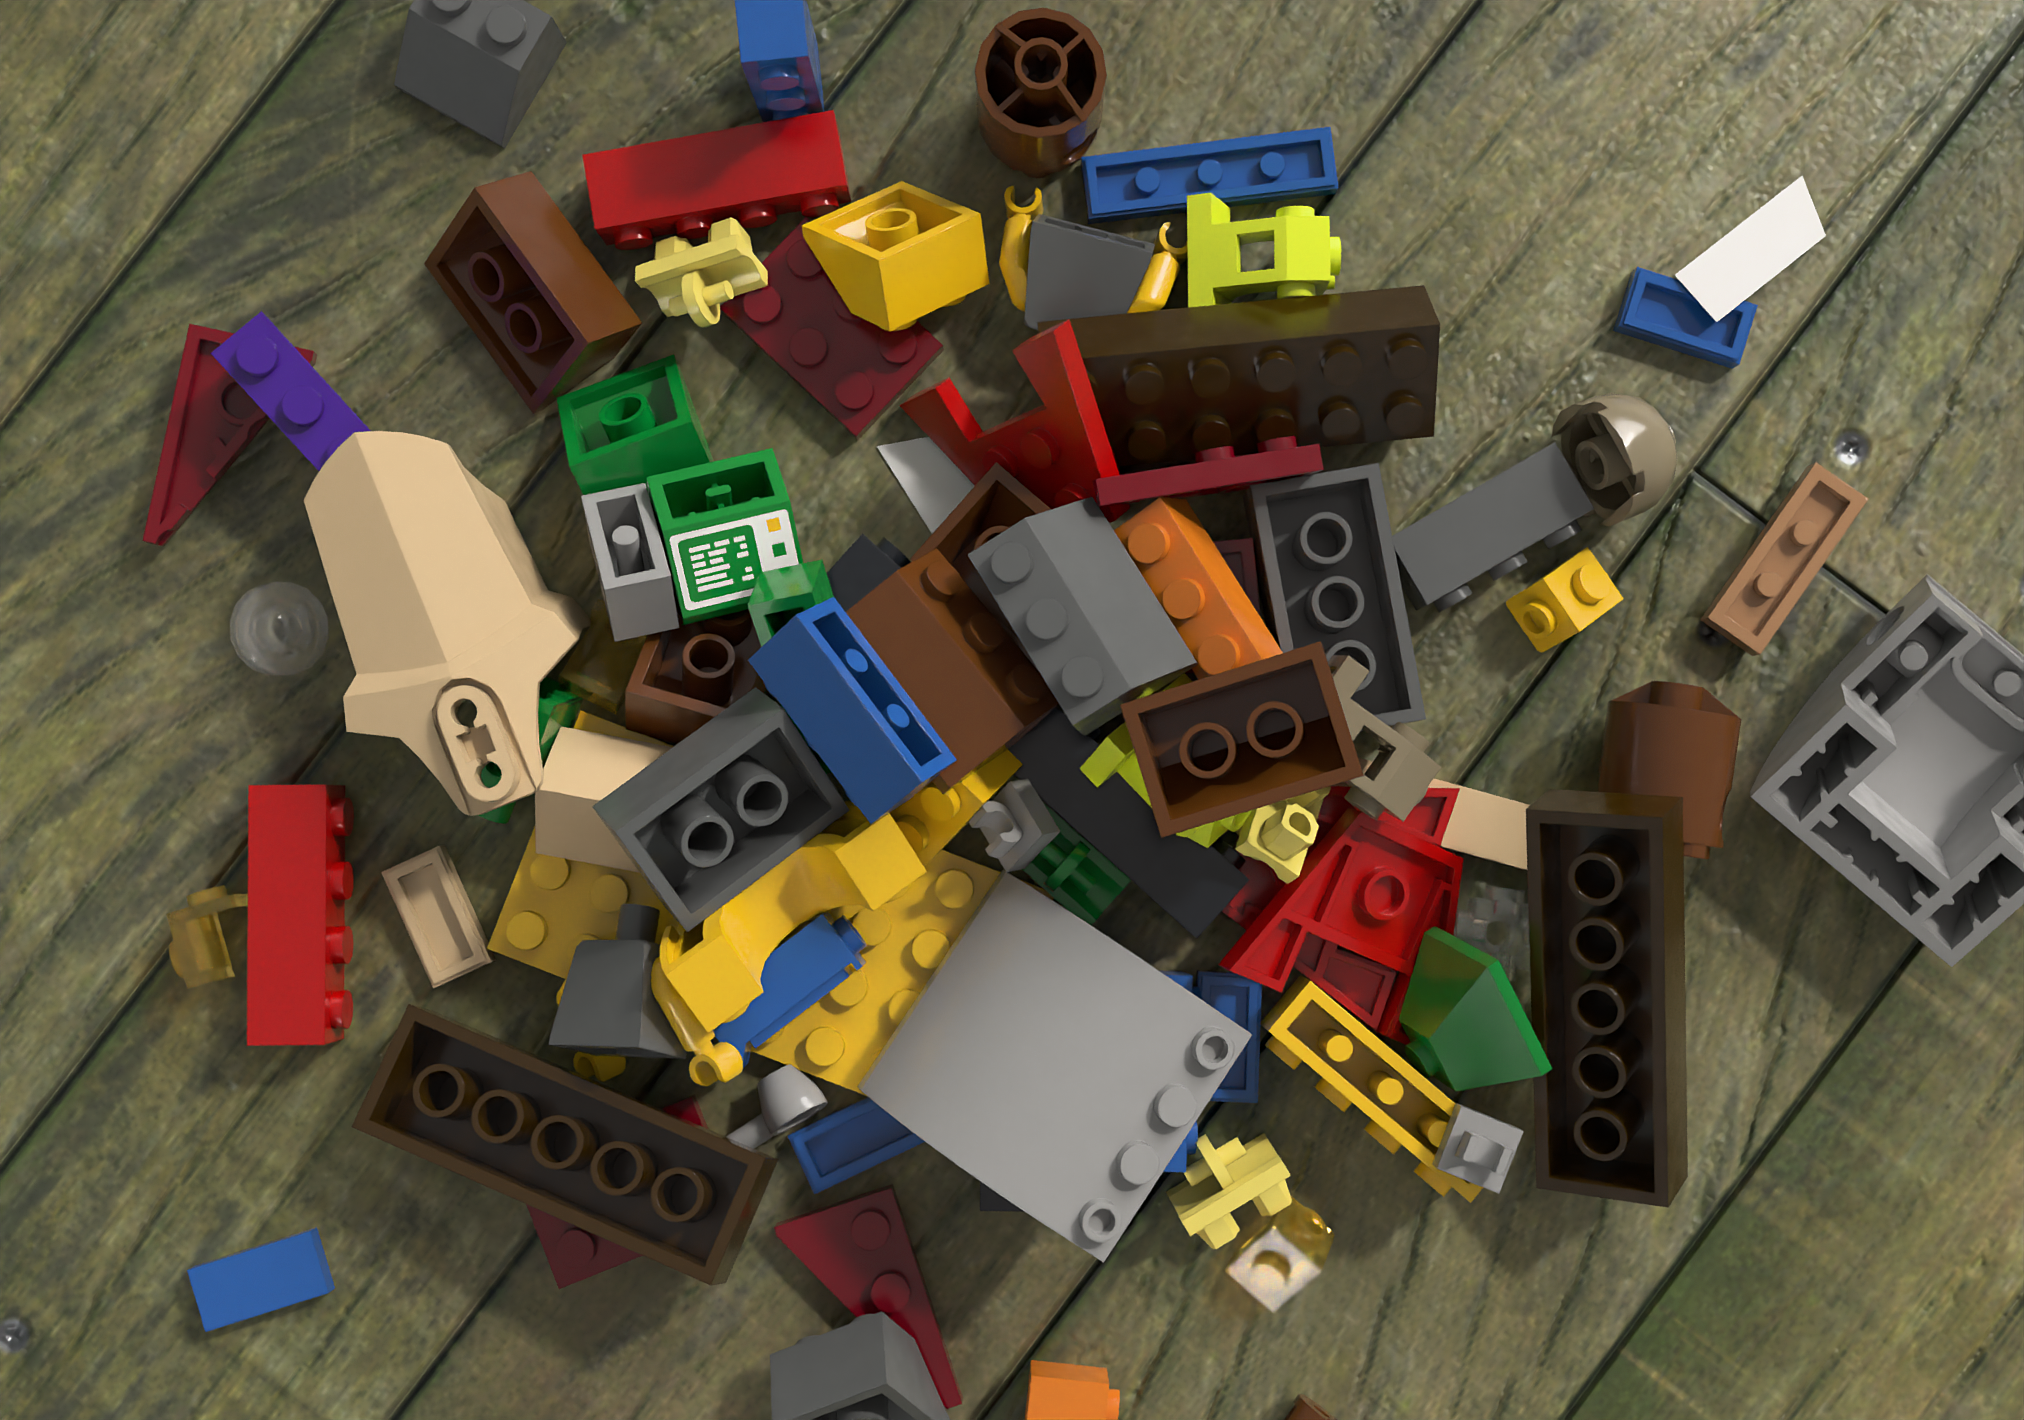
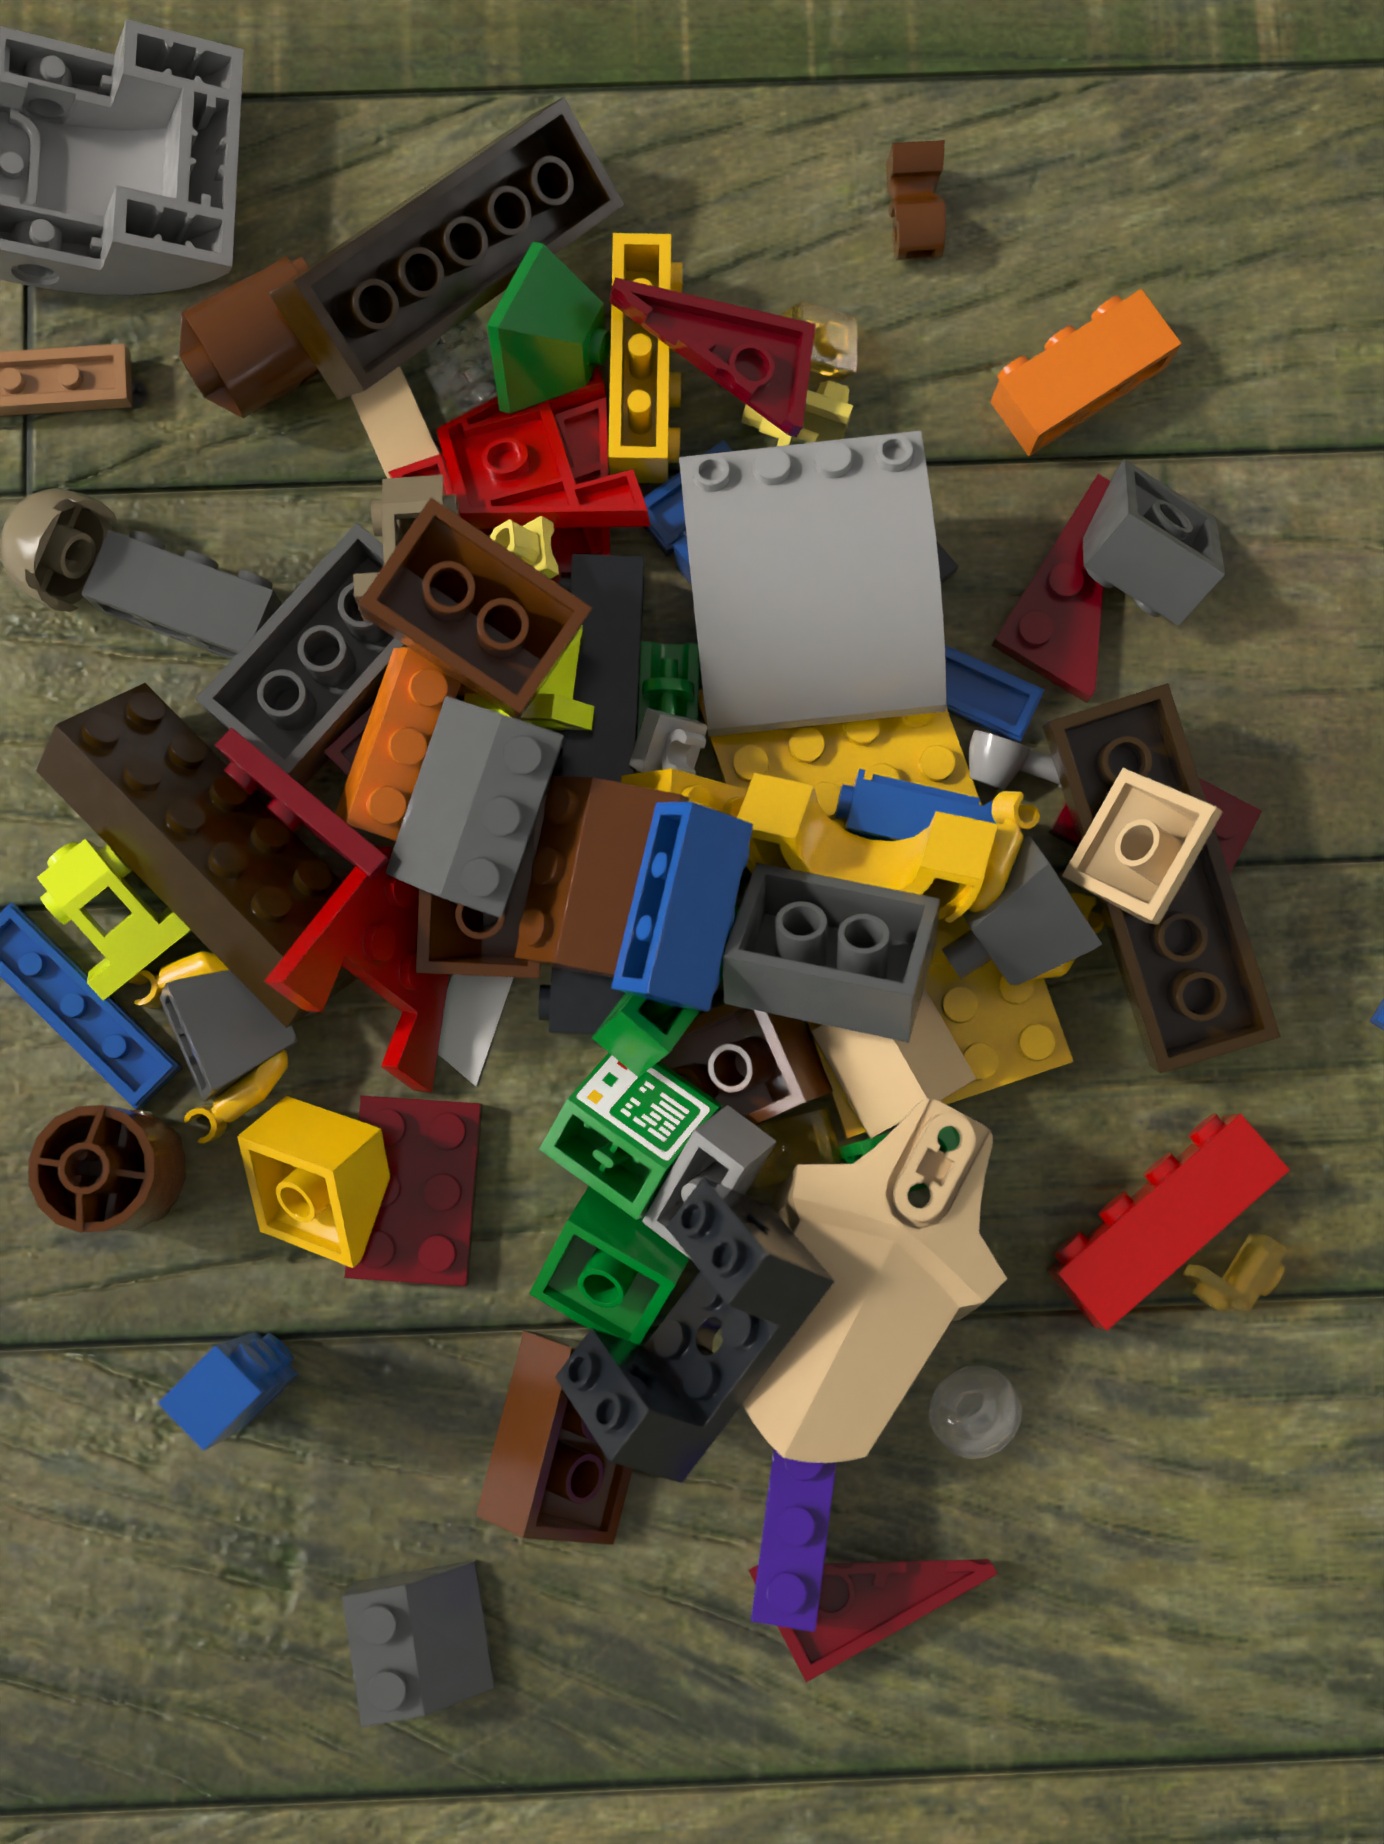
camera: 135 degrees left, 5 degrees down
(438, 916) = (1080, 1118): tan tile -> none
(484, 384) = (674, 1396): none -> black plate
(591, 1140) = (1141, 845): none -> tan slope
(702, 276) = (453, 1312): light yellow hips -> none
(717, 176) = (367, 1366): red brick -> none
(1311, 1177) = (744, 350): none -> dark red wing
(1477, 1148) = (630, 251): light grey tile -> none
(1564, 601) = (194, 506): yellow bracket -> none

